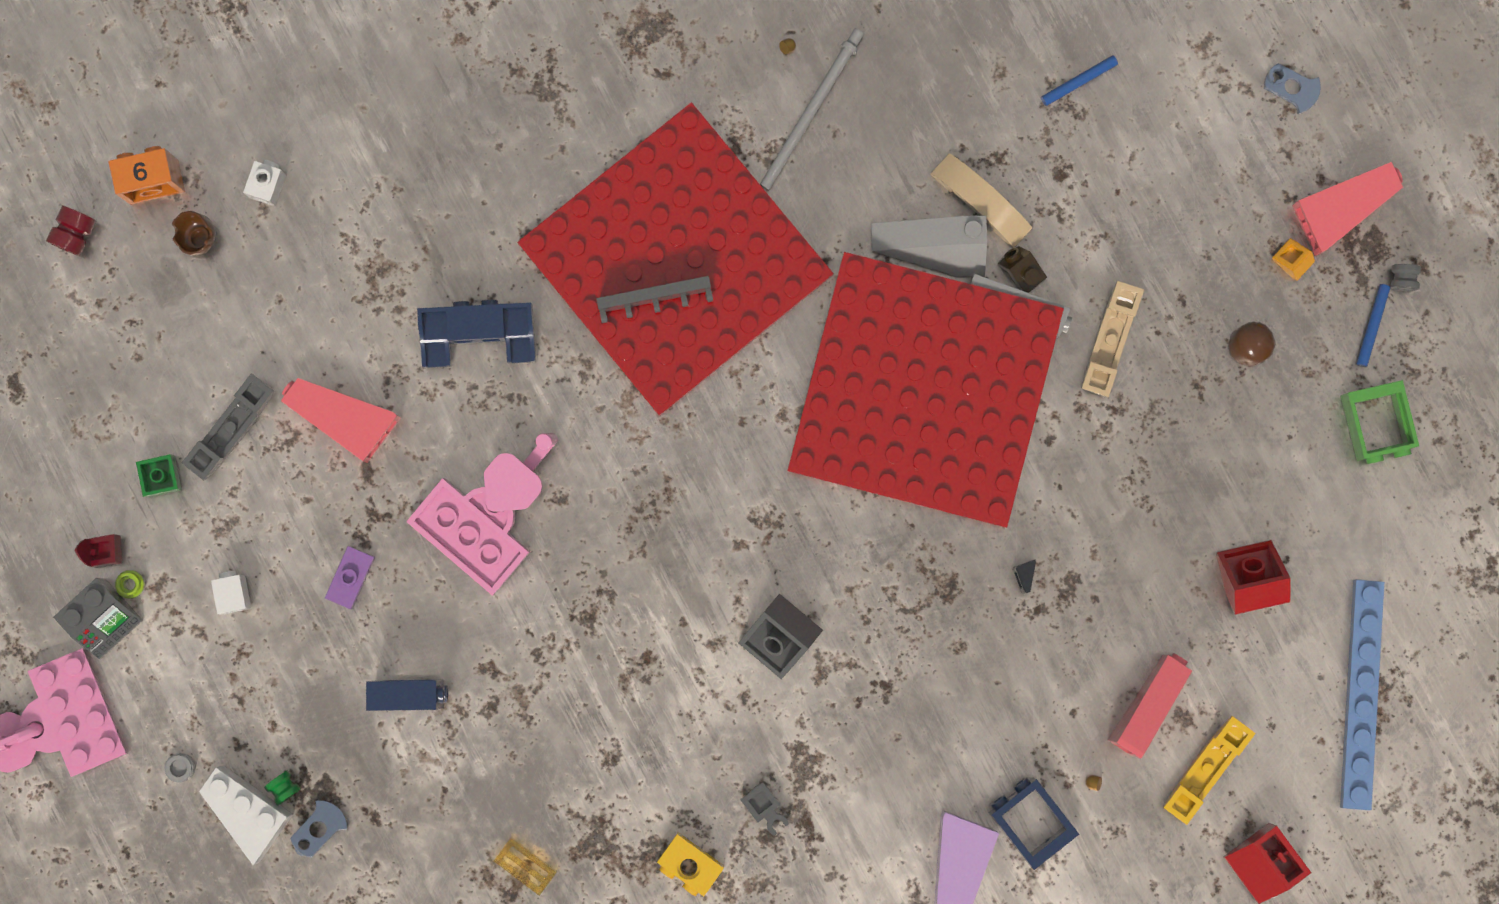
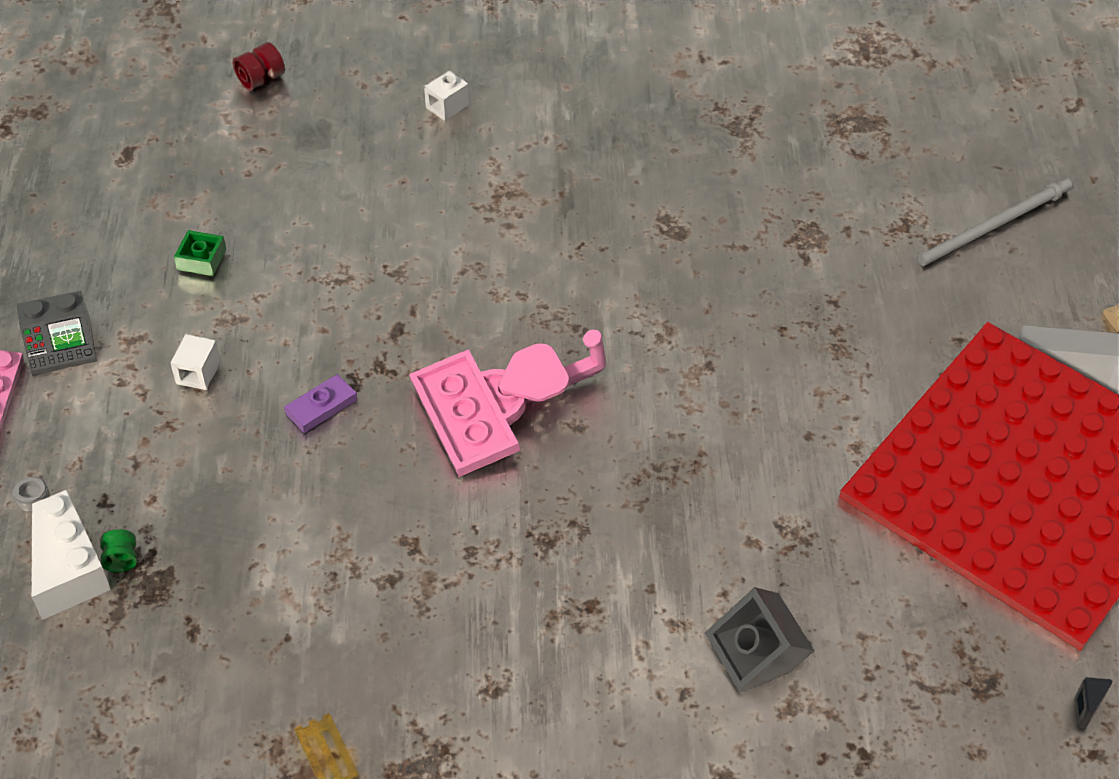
camera: 30 degrees right, 35 degrees down
(100, 551) = (100, 286): dark red plate -> none
(121, 580) = (107, 323): lime plate -> none
(146, 175) = (349, 49): orange brick -> none
(193, 233) = (362, 102): reddish brown hair -> none
(230, 428) = (294, 247): dark grey slope -> none
(327, 814) = (144, 599): sand blue piece -> none
(346, 420) = (403, 274): coral slope -> none
(405, 695) = (307, 511): dark blue window -> none
(476, 324) = (576, 251): dark blue bracket -> none
(654, 295) = (769, 284): dark grey hinge -> none
(669, 216) = (804, 286): red plate -> none
(787, 45) = (990, 173): pearl gold piece -> none

